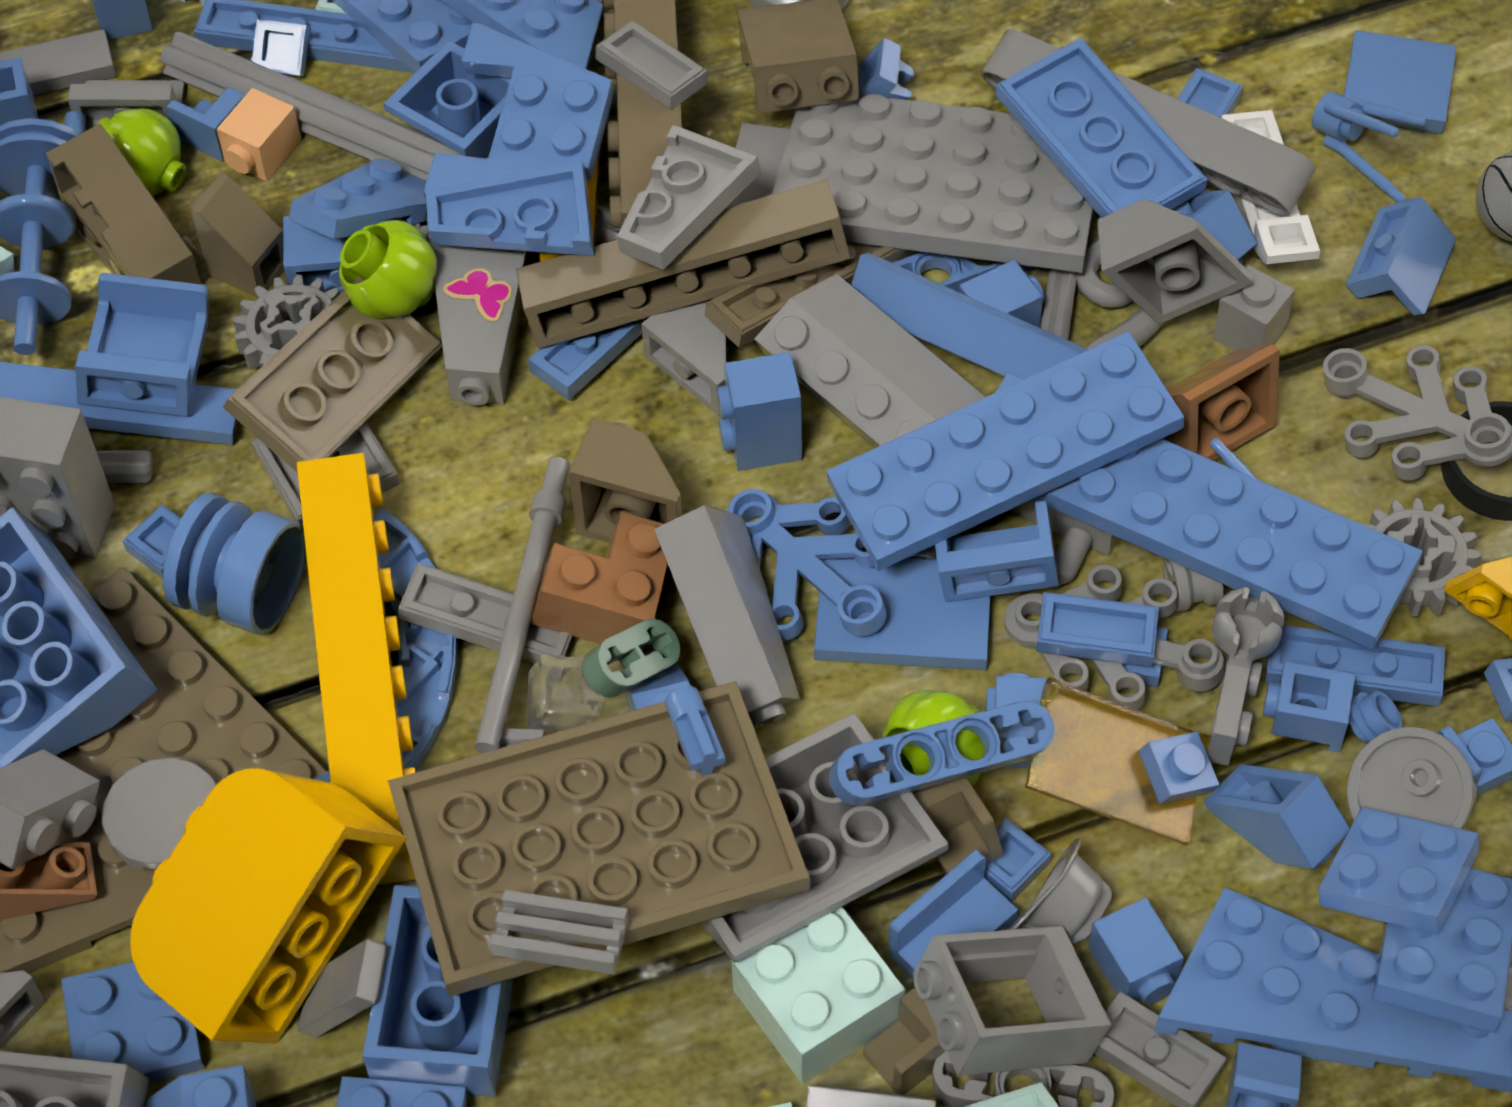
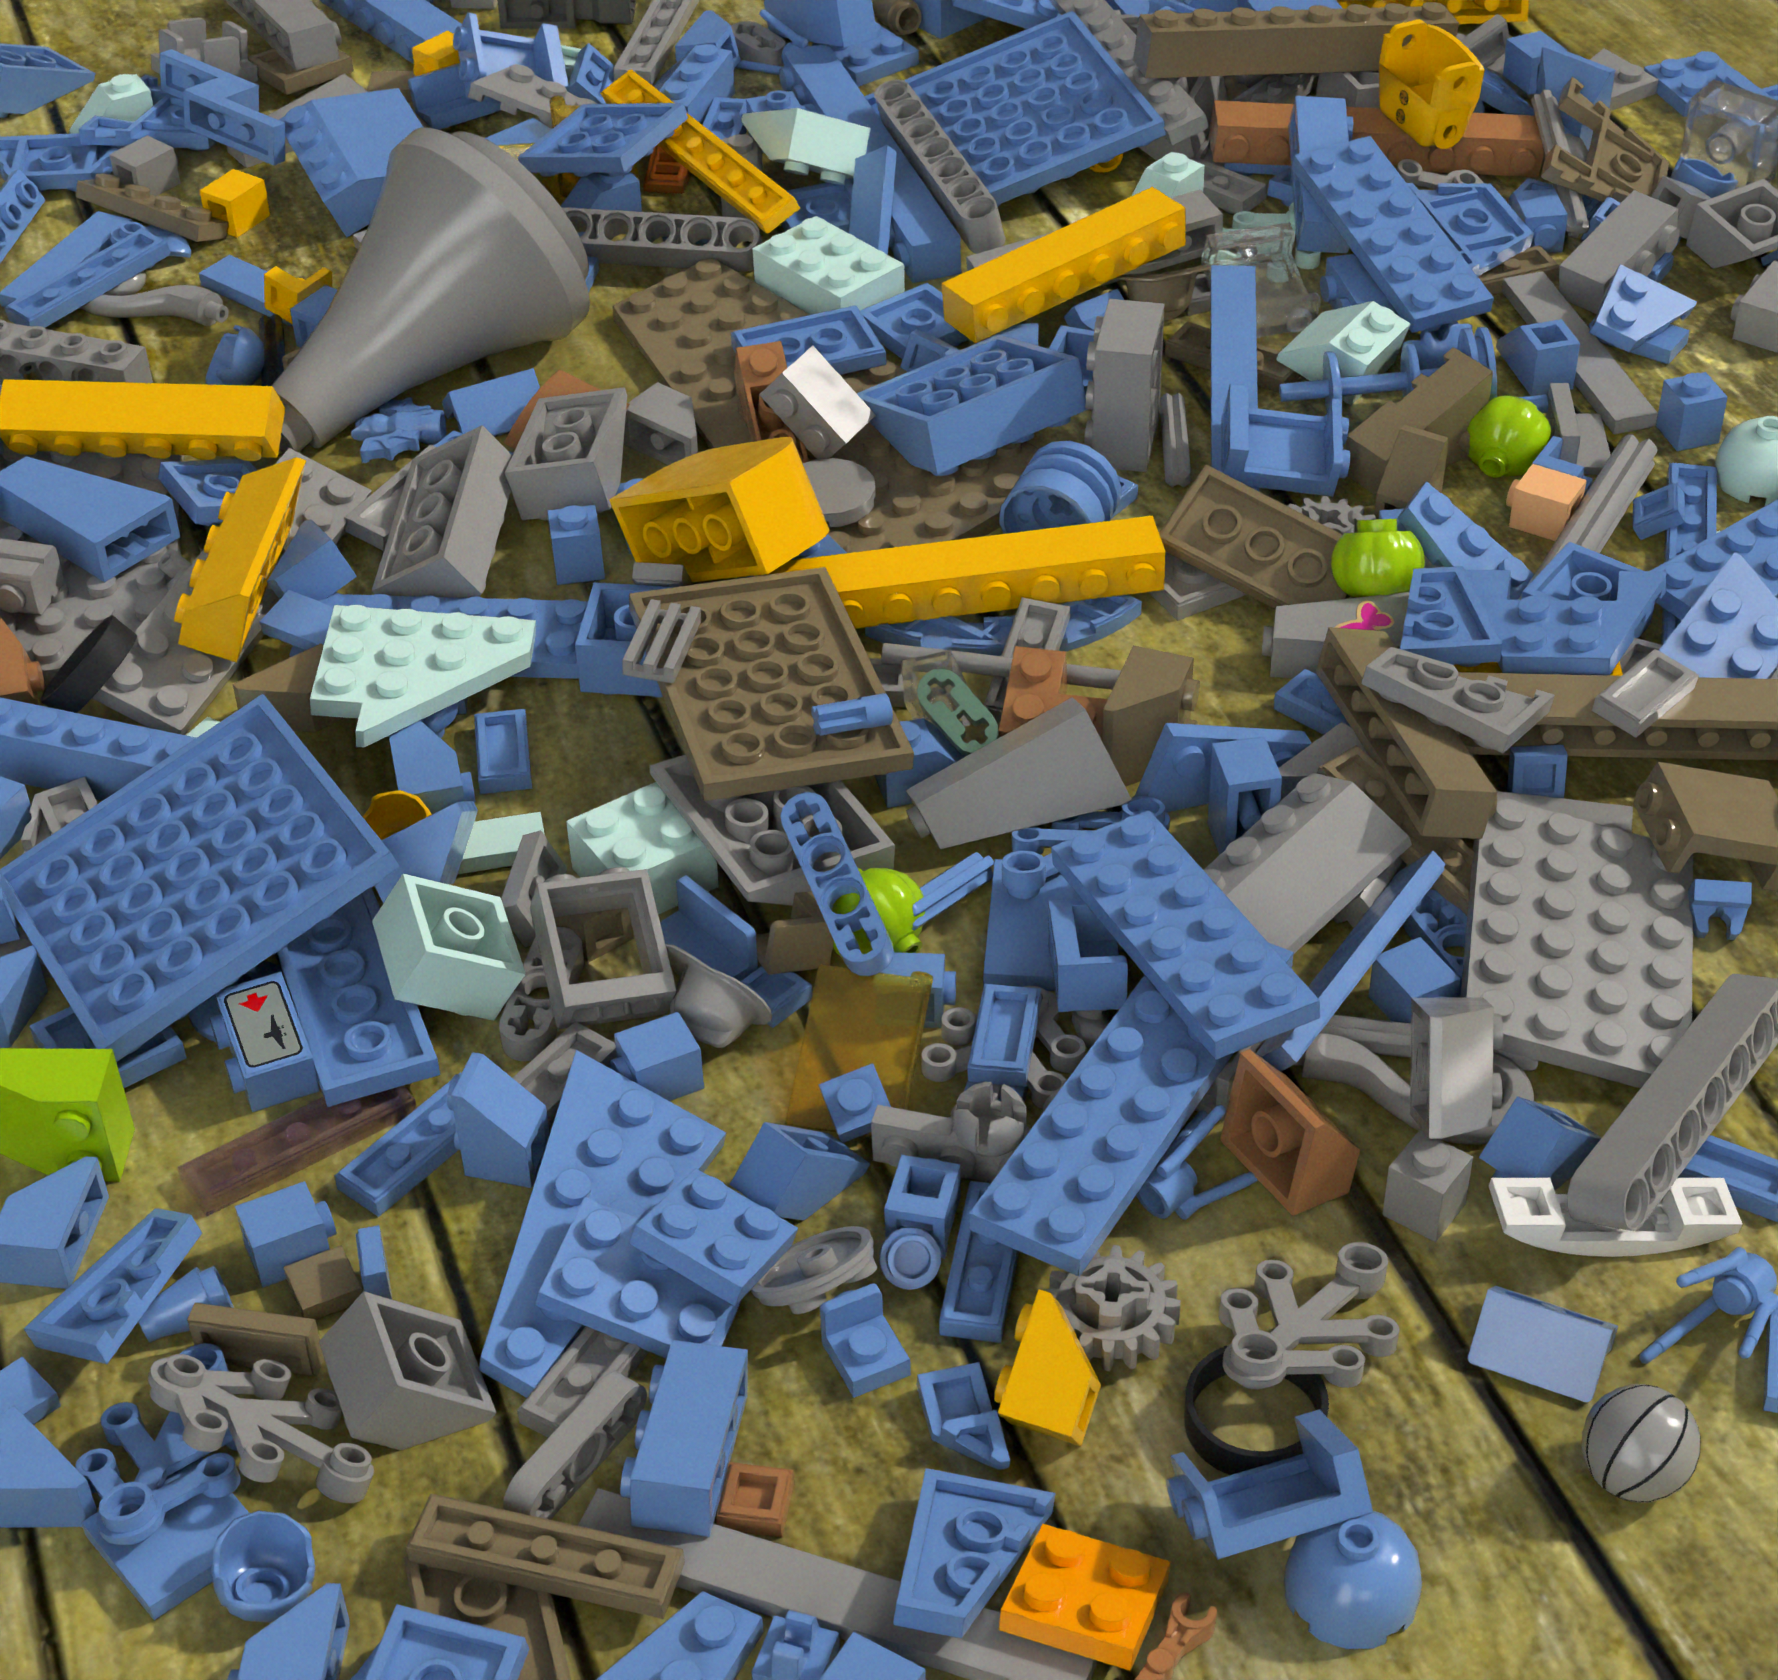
camera: 90 degrees right, 15 degrees down
(691, 430) = (1182, 760): none -> medium blue wing
(865, 679) = (952, 887): none -> medium blue axle
(1098, 132) = (1630, 1035): medium blue tile -> none

